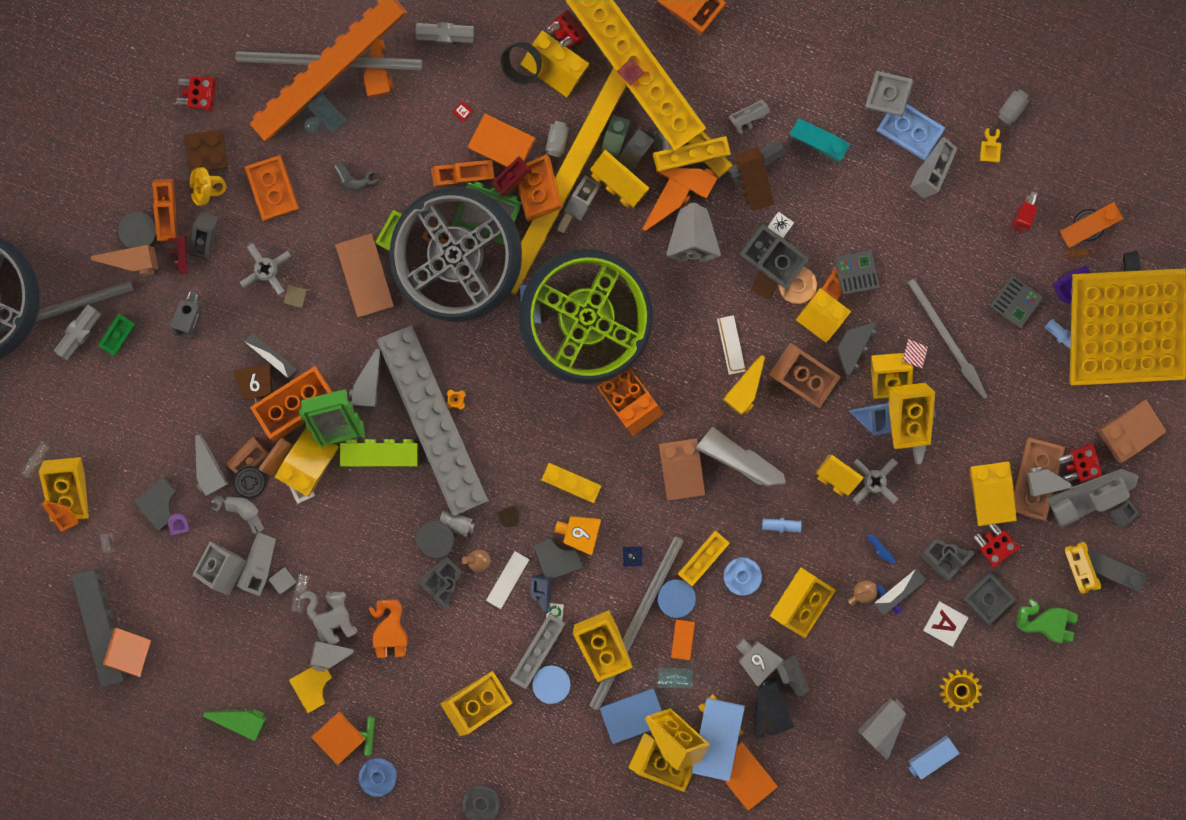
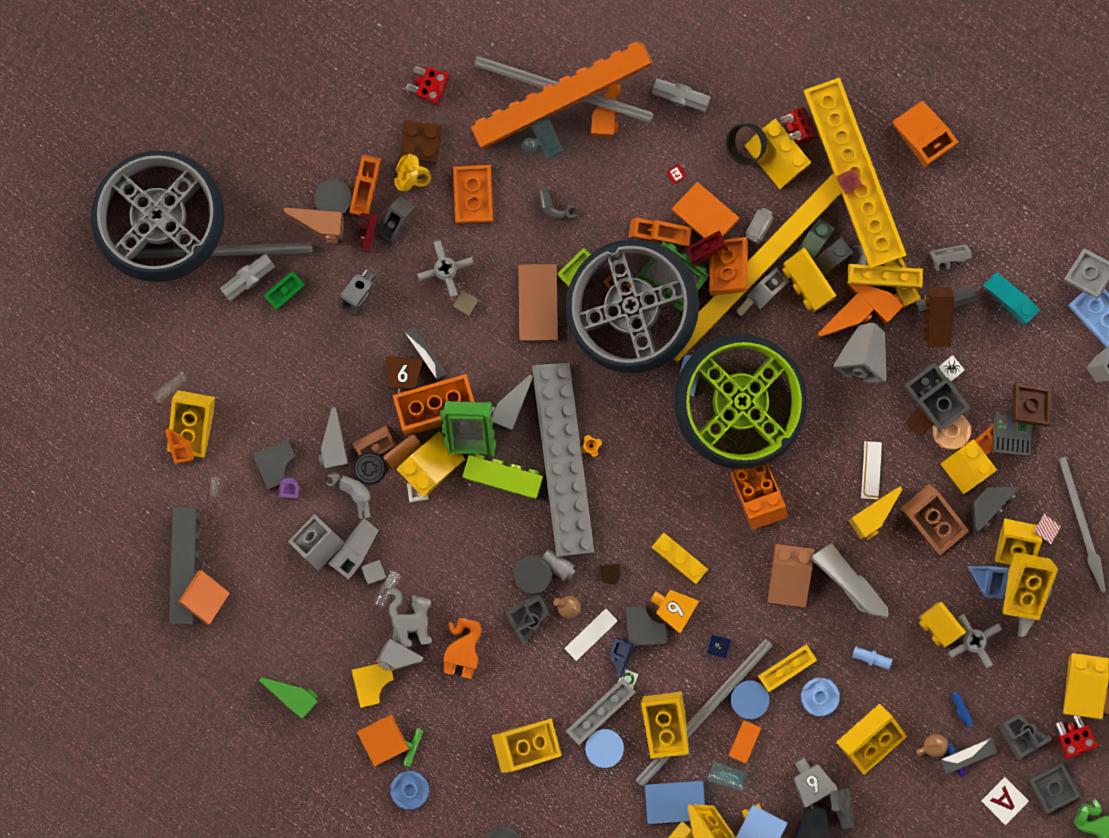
camera: 15 degrees right, 5 degrees down
(867, 238) = (1031, 405): none -> reddish brown plate

